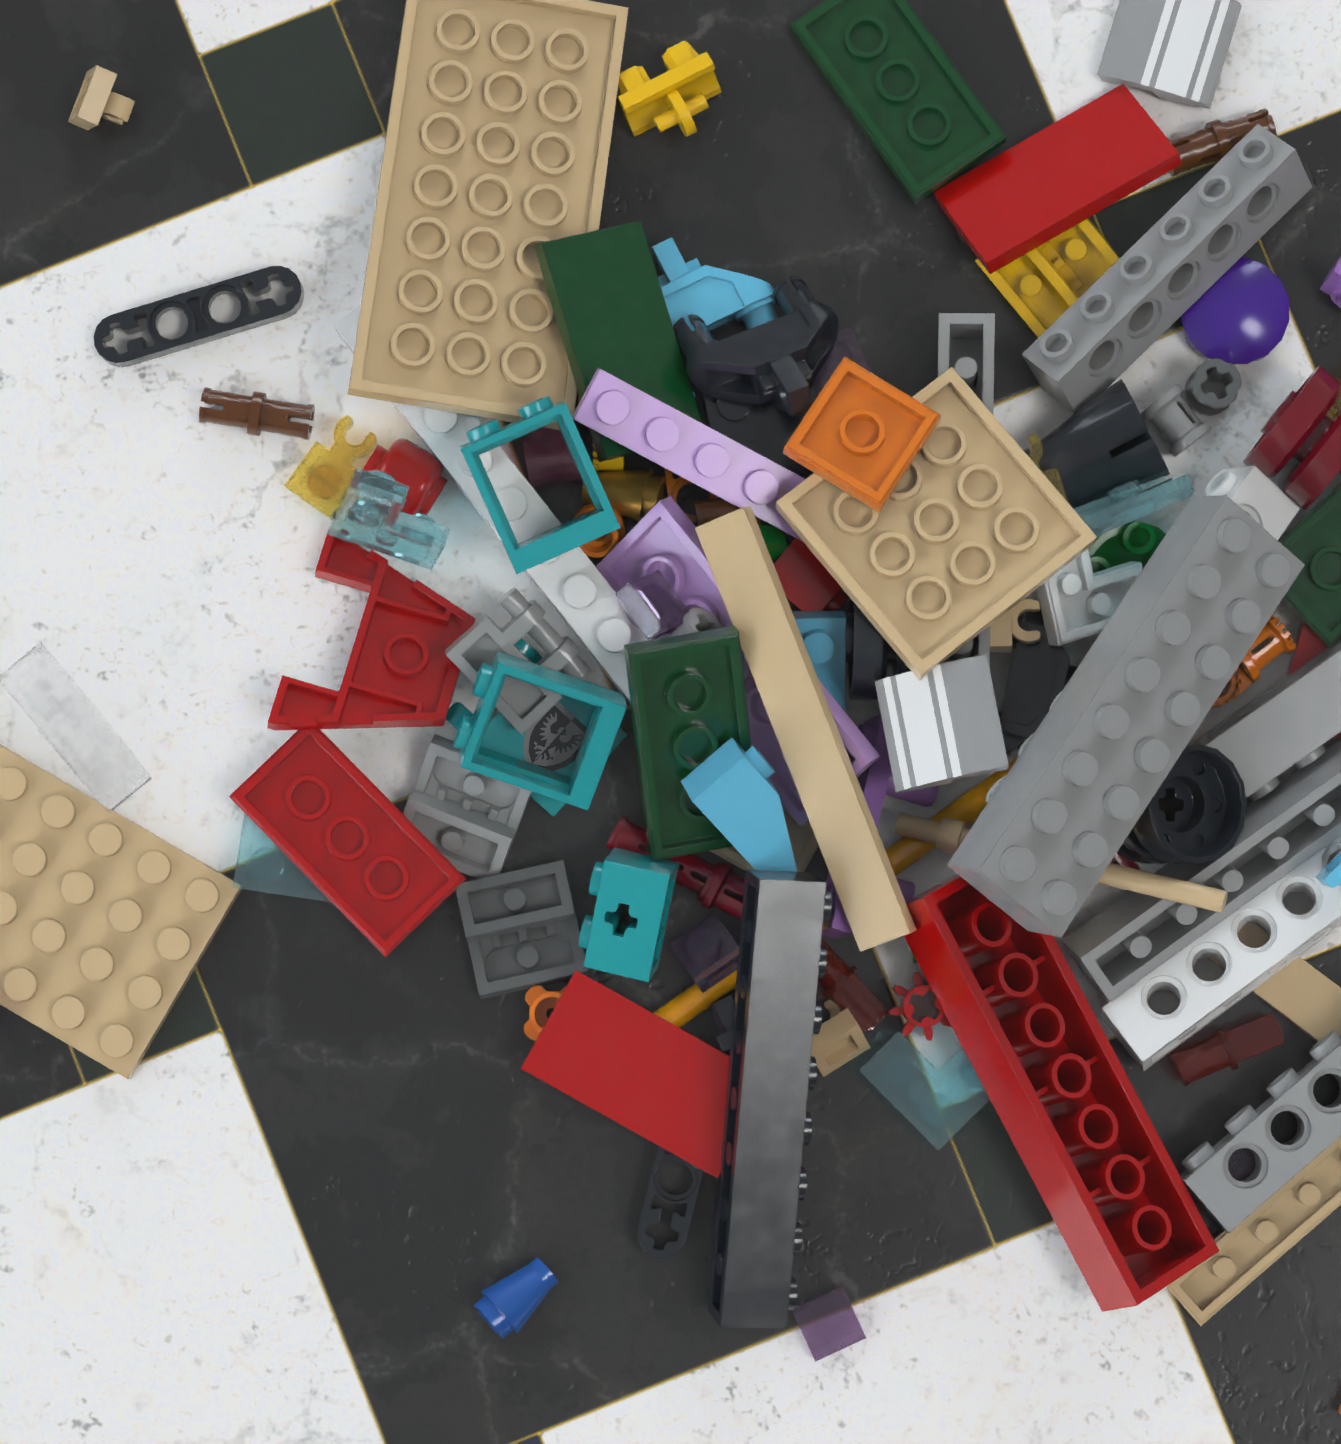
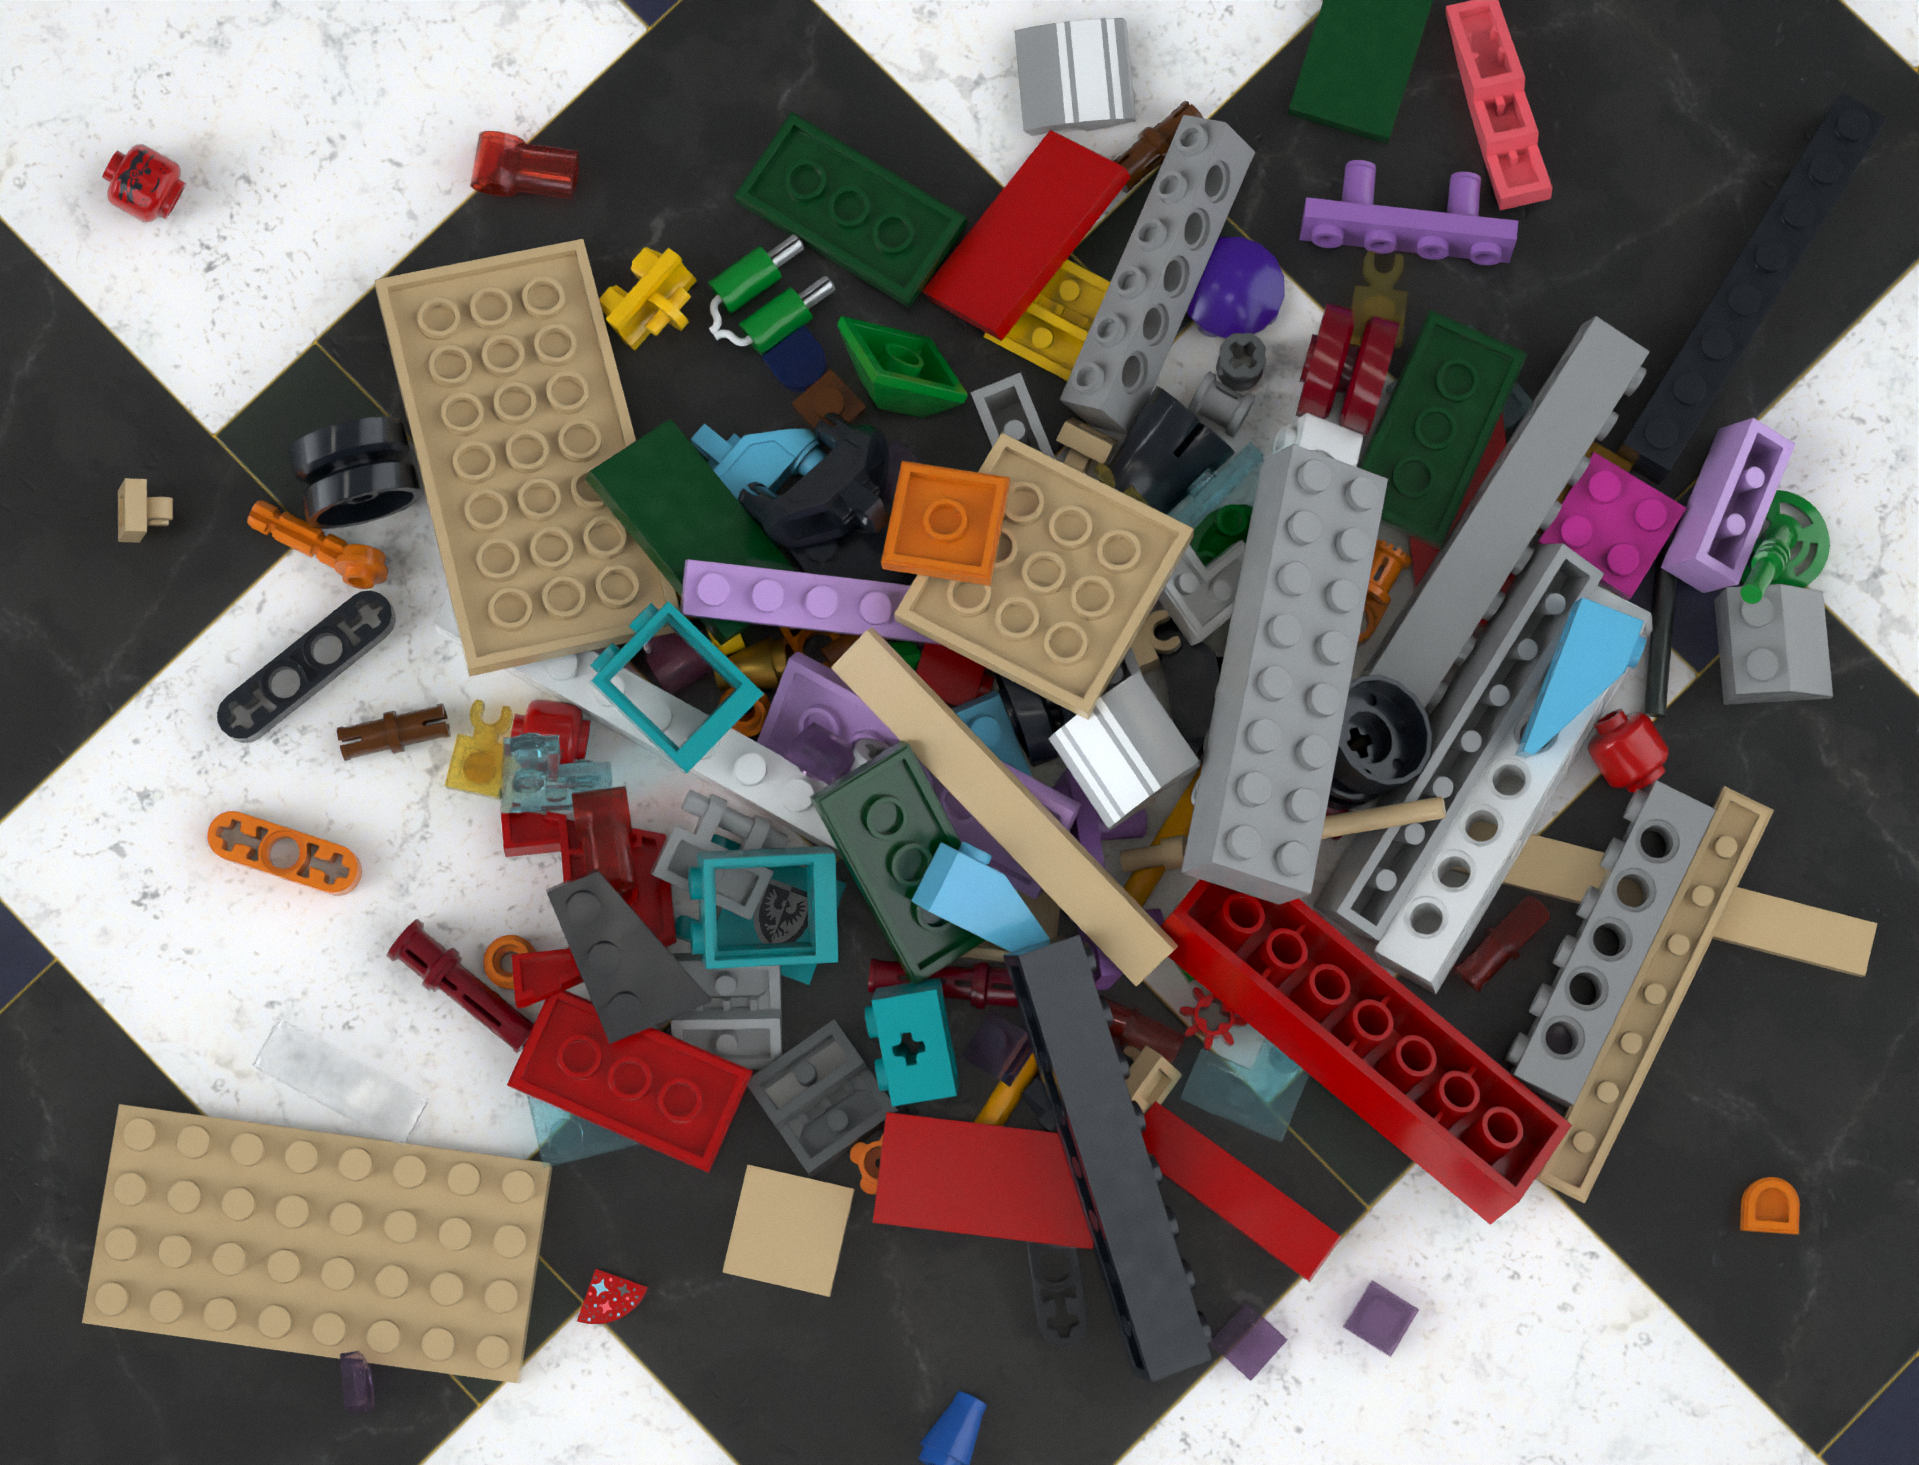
camera: 20 degrees left, 5 degrees down
(87, 450) = (252, 828): none -> orange beam
(213, 662) = (443, 971): none -> dark red pin
(241, 184) = (295, 533): none -> orange axle
(246, 1035) = (610, 1298): none -> red tile
(267, 666) = (494, 956): none -> orange plate
(289, 241) = (361, 566): none -> orange plate
(318, 149) = (355, 472): none -> black wheel
(383, 727) = (620, 959): none -> black wing
(418, 589) = (603, 828): none -> clear red piece
(439, 1041) = (788, 1230): none -> tan tile
(786, 211) = (797, 360): none -> clear blue tile
(787, 160) = (751, 277): none -> green piece
(800, 258) = (828, 396): none -> reddish brown plate
(875, 1182) = (1237, 1194): none -> red slope
(882, 261) = (901, 369): none -> green slope
(962, 1353) = (1380, 1318): none -> clear purple tile
(1029, 407) = (1085, 444): none -> tan tile

